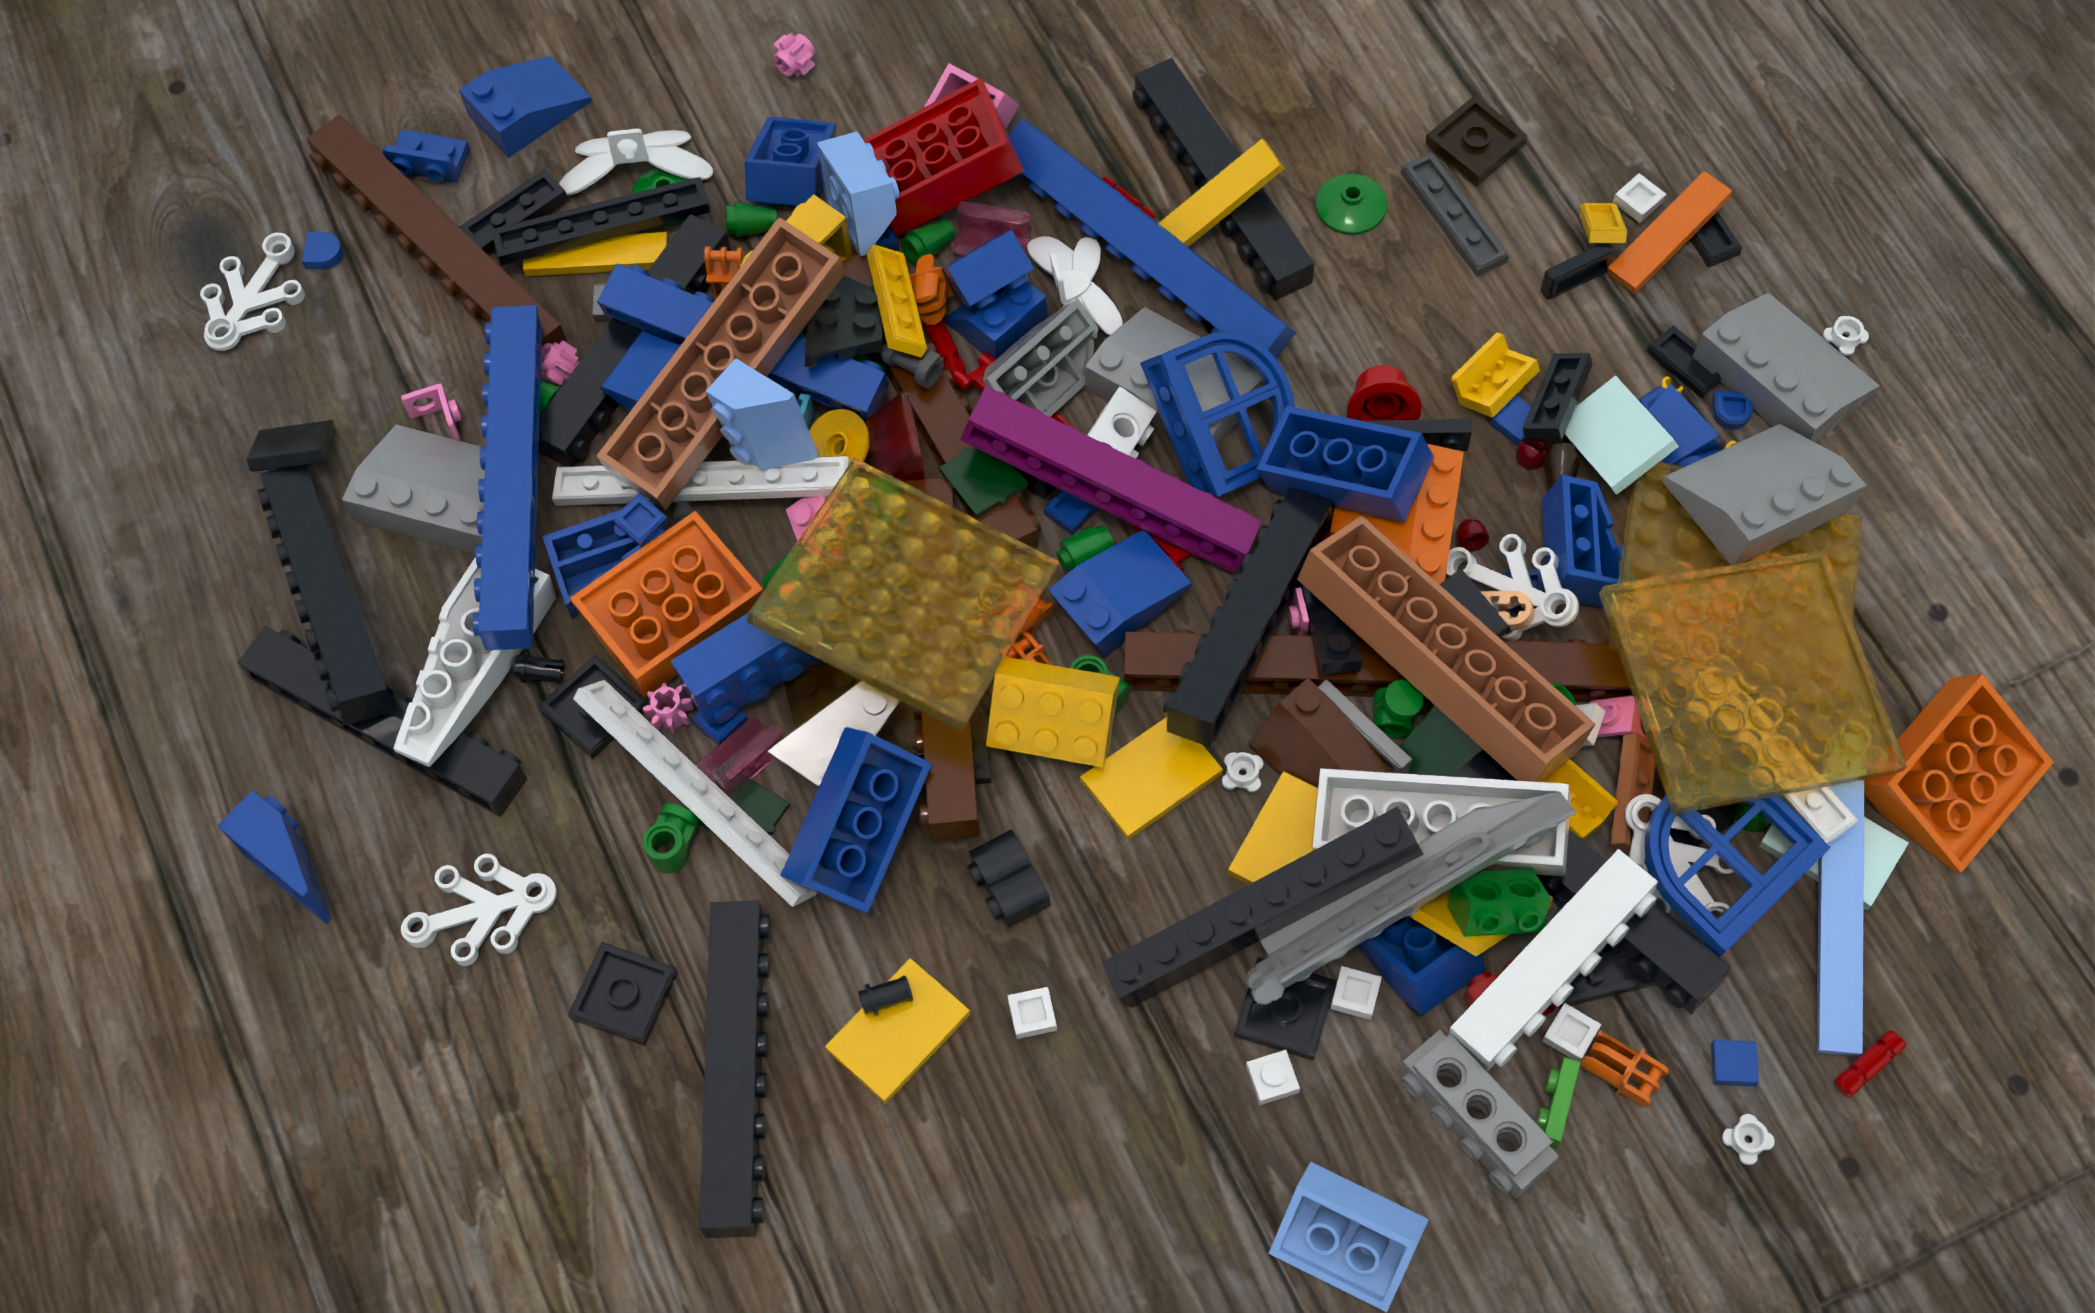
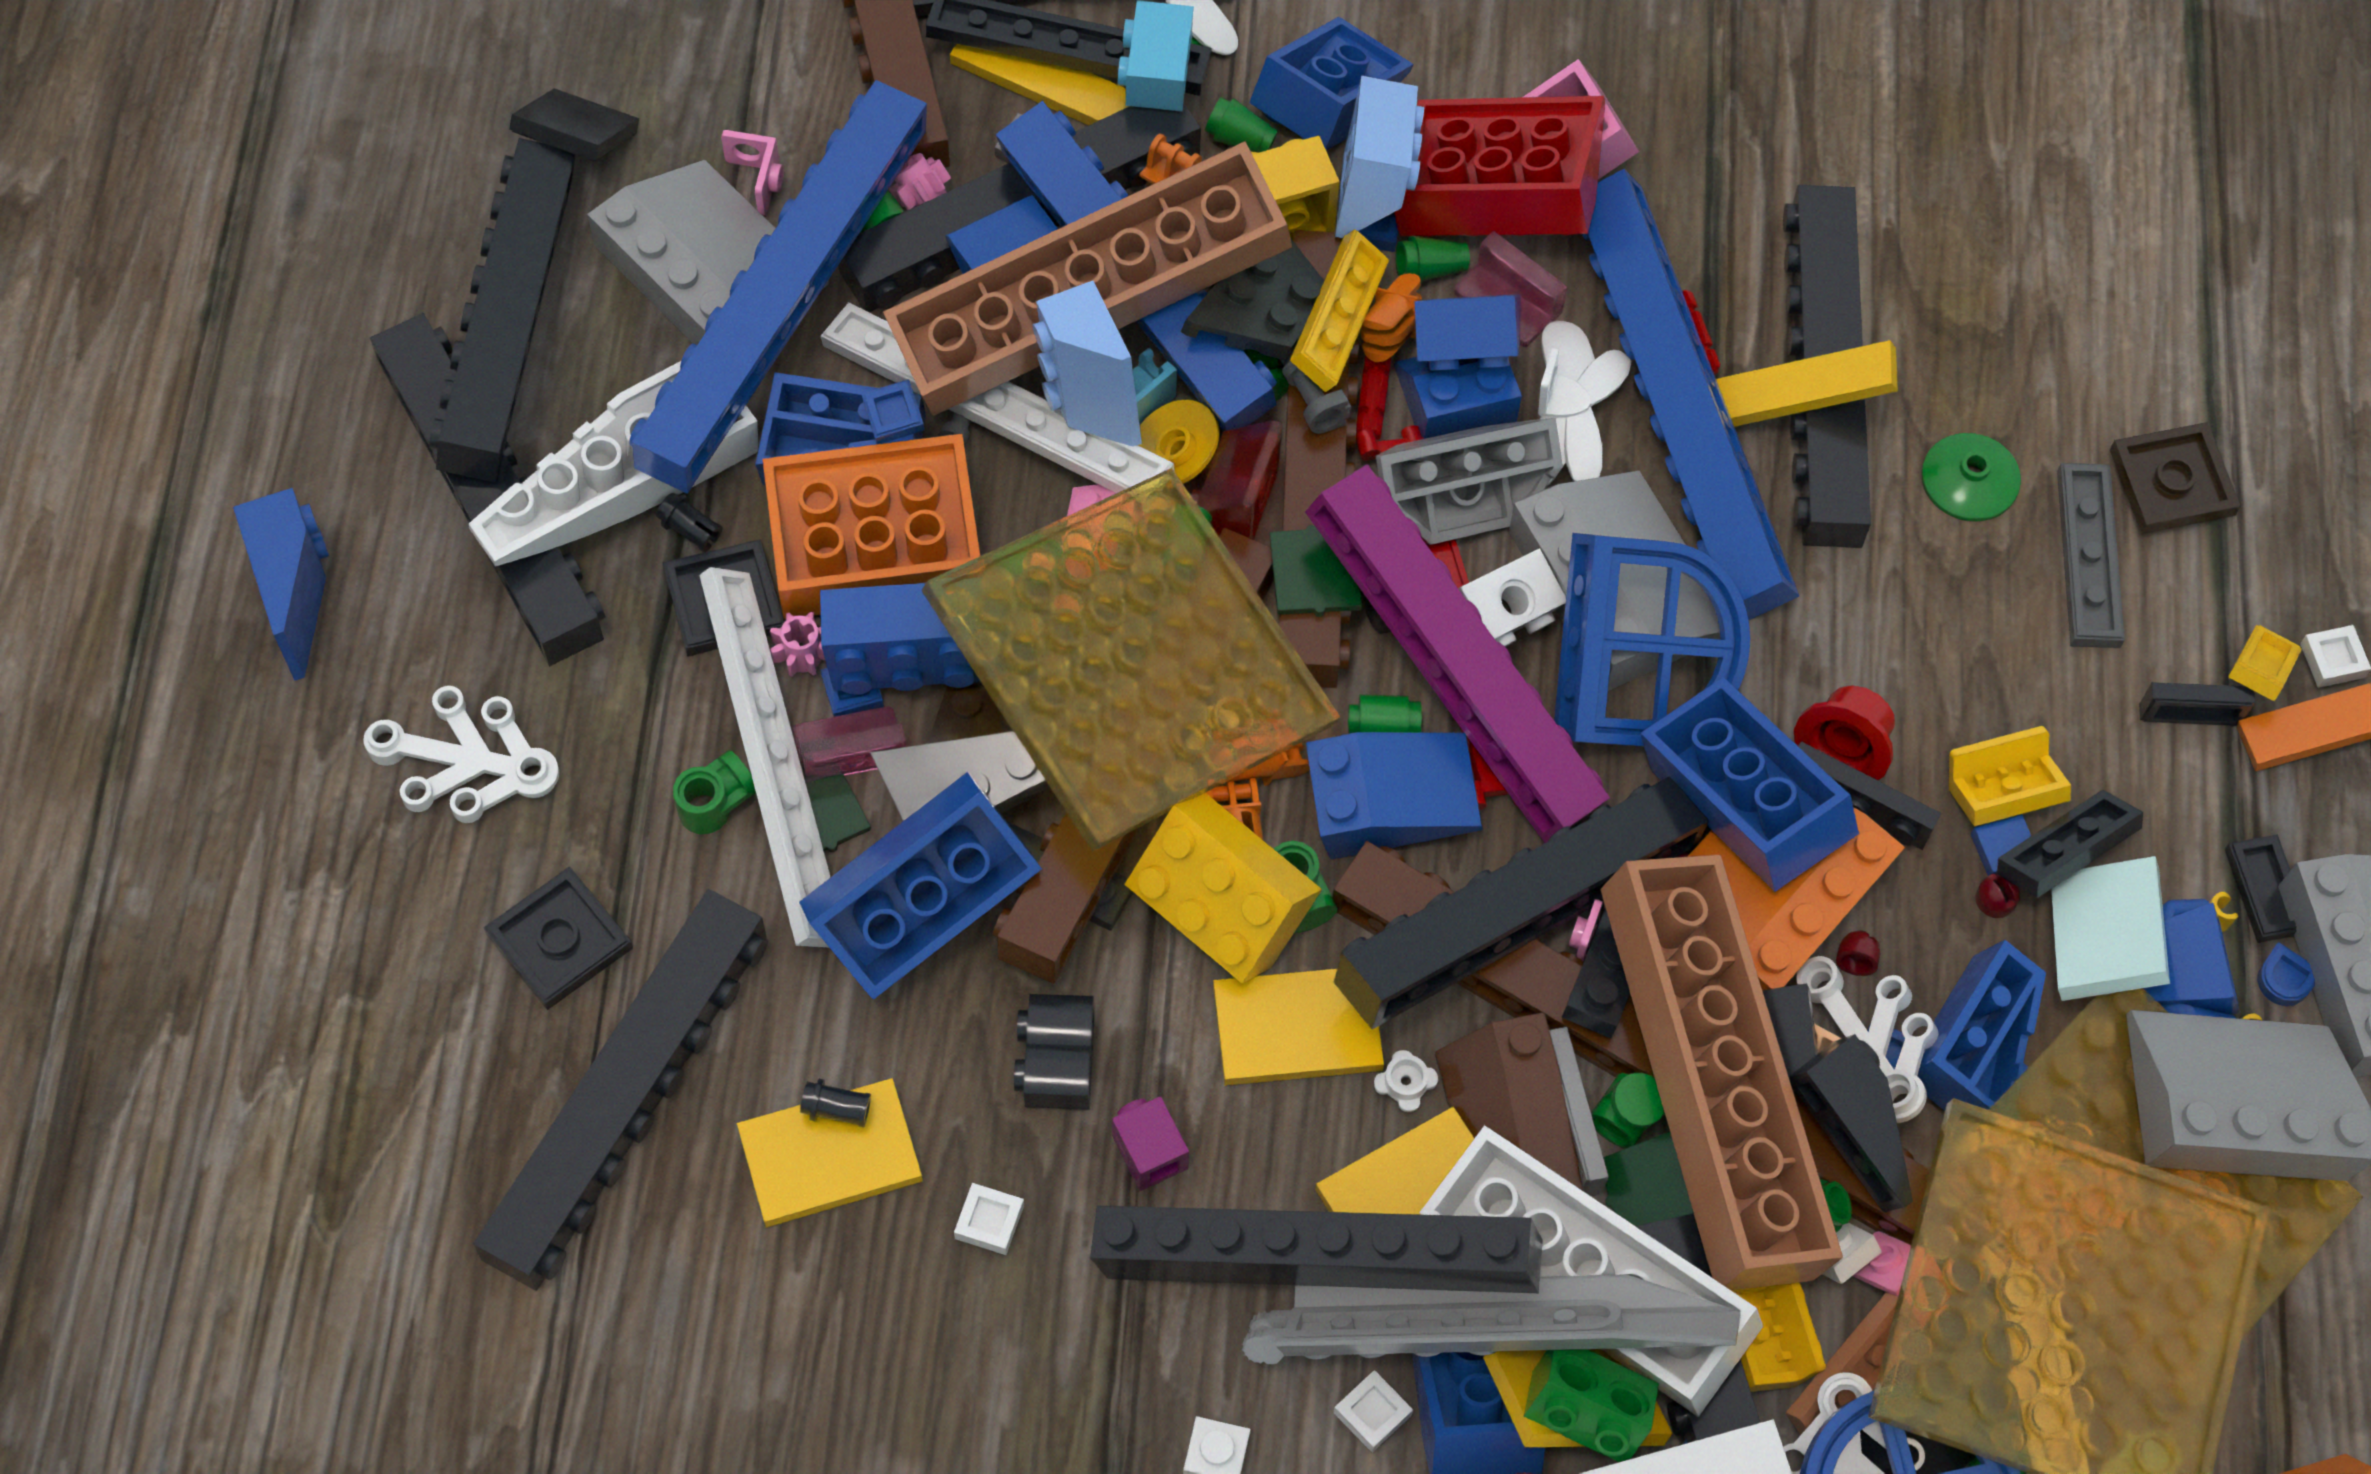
camera: 25 degrees right, 0 degrees up
(671, 197) = (1158, 55): none -> medium azure brick
(1069, 511) = (1394, 667): blue tile -> none
(1105, 903) = (1149, 1142): none -> magenta brick
(1291, 1021) = (1281, 1399): black tile -> none
(1546, 631) = (1857, 1113): none -> black slope
(1559, 461) = (2024, 925): dark brown cone -> none

